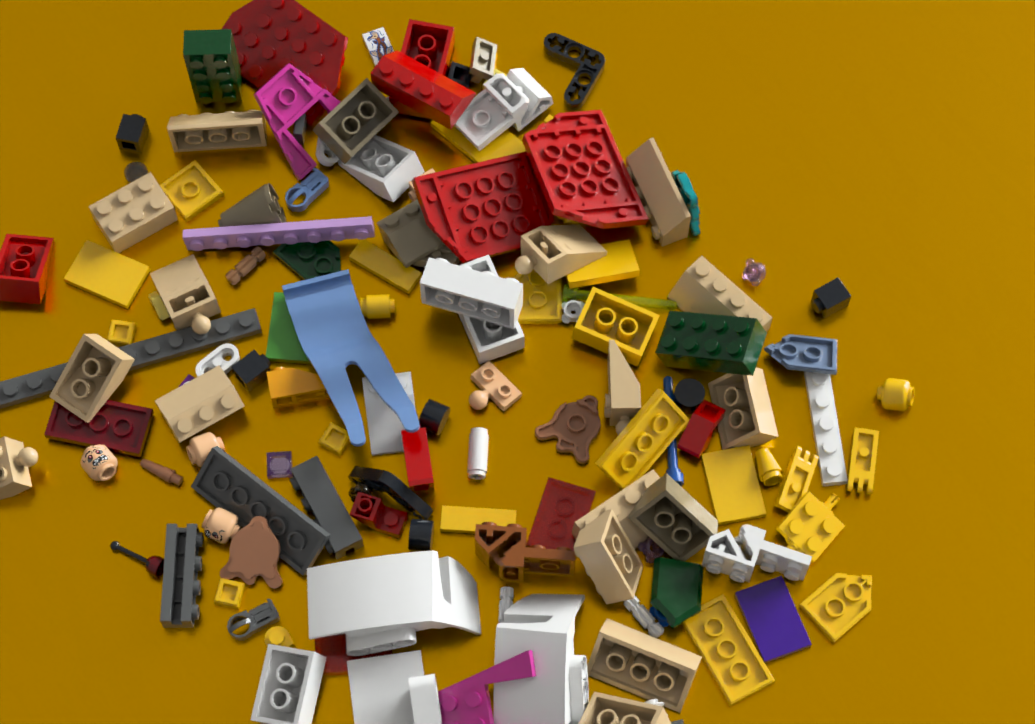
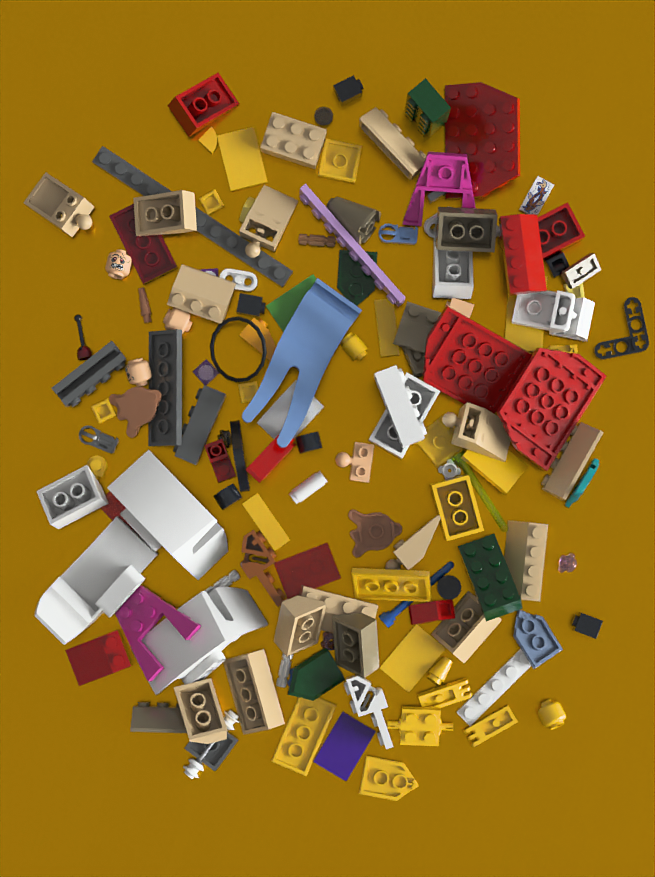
camera: 50 degrees right, 20 degrees up
(61, 290) = (209, 140): none -> yellow tile
(312, 386) = (213, 355): none -> black piece

